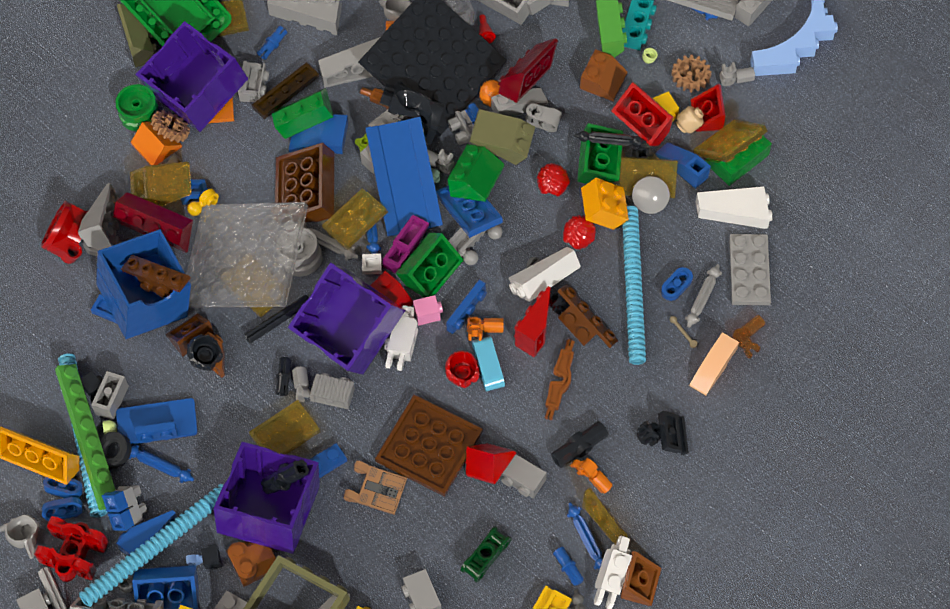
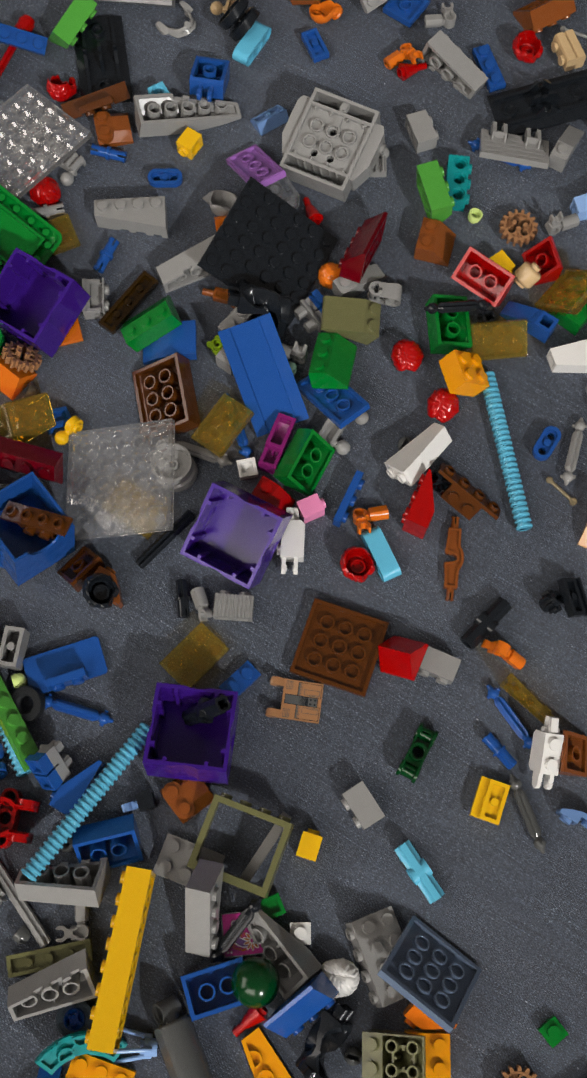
camera: 10 degrees left, 10 degrees up
(650, 195) = (504, 356): light grey dish -> none

